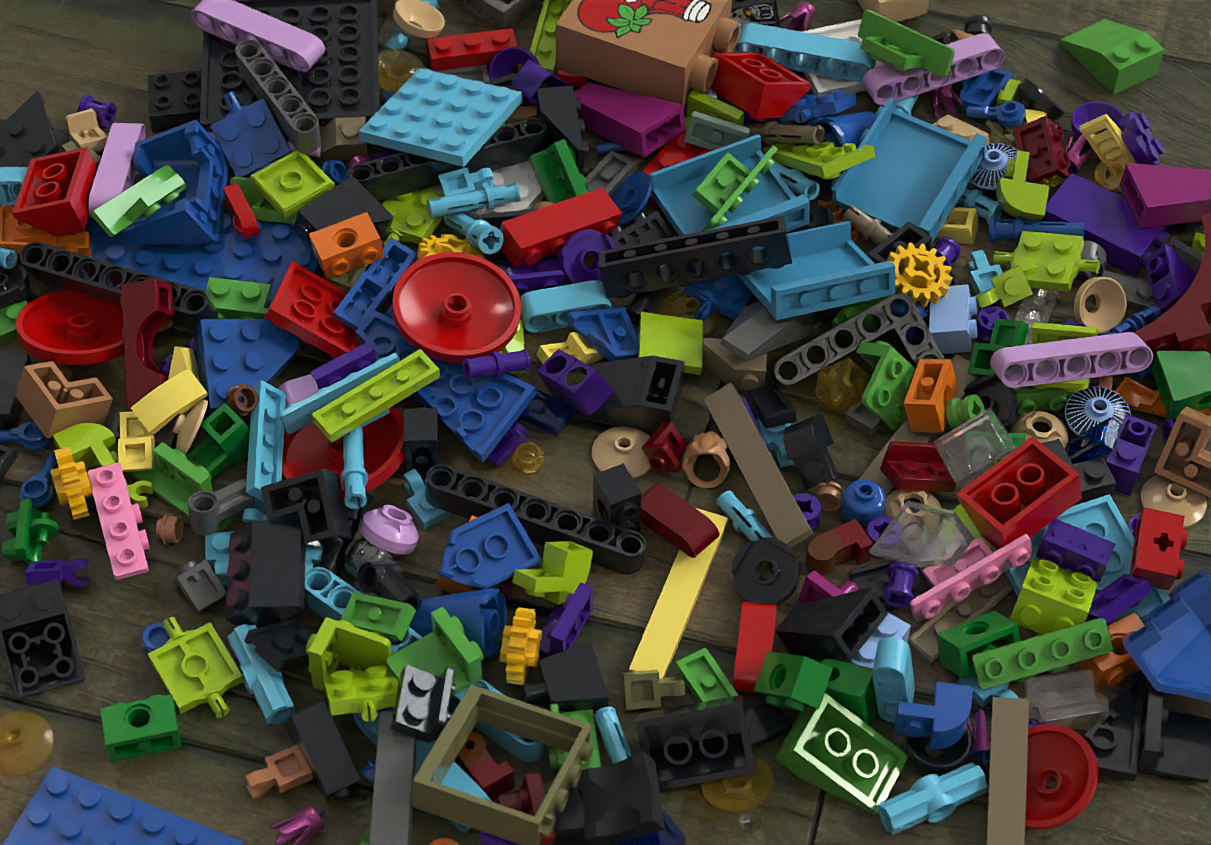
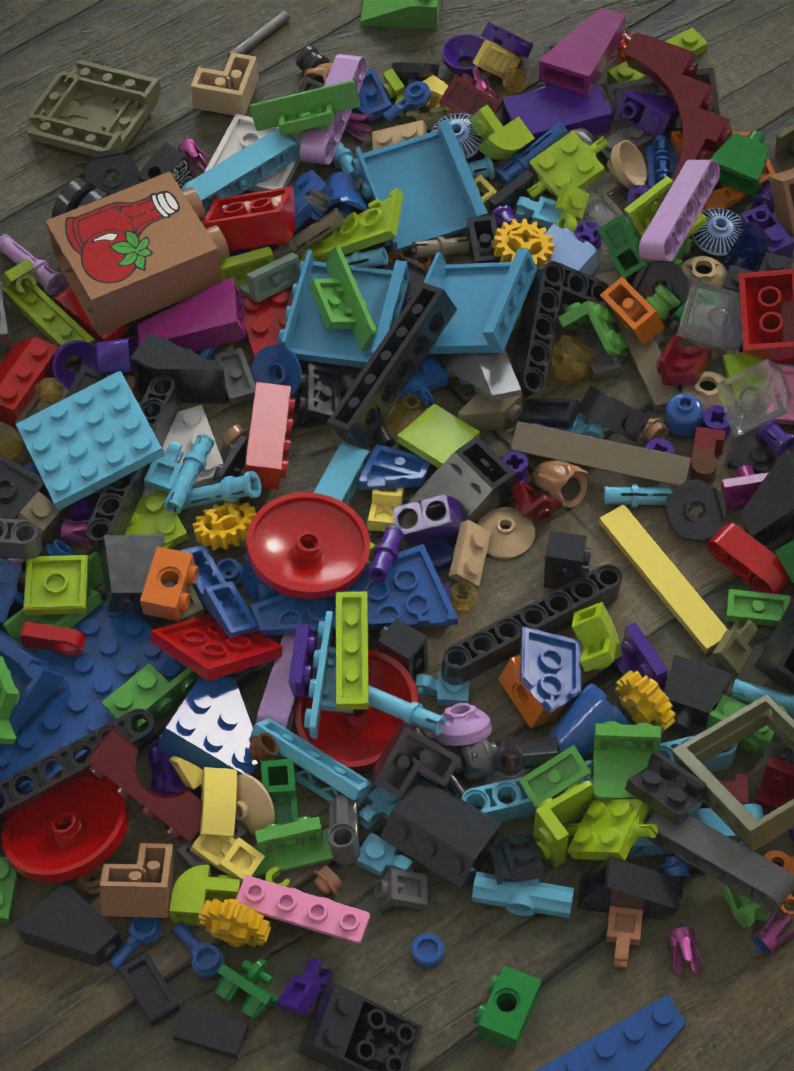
camera: 50 degrees left, 5 degrees up
(195, 667) = (480, 937): lime plate -> none
(472, 68) = (49, 390): none -> clear yellow plate
(535, 277) = (299, 478): dark purple bracket -> none
(558, 172) = (216, 400): green bracket -> none
(570, 435) = (470, 553): none -> tan plate
(573, 253) = (303, 442): dark purple plate -> none
(677, 521) = (613, 533): dark red beam -> none
(688, 416) = (518, 463): none -> dark purple bush
(812, 105) = (318, 199): none -> dark grey bush
(980, 240) = (511, 192): none -> black tile

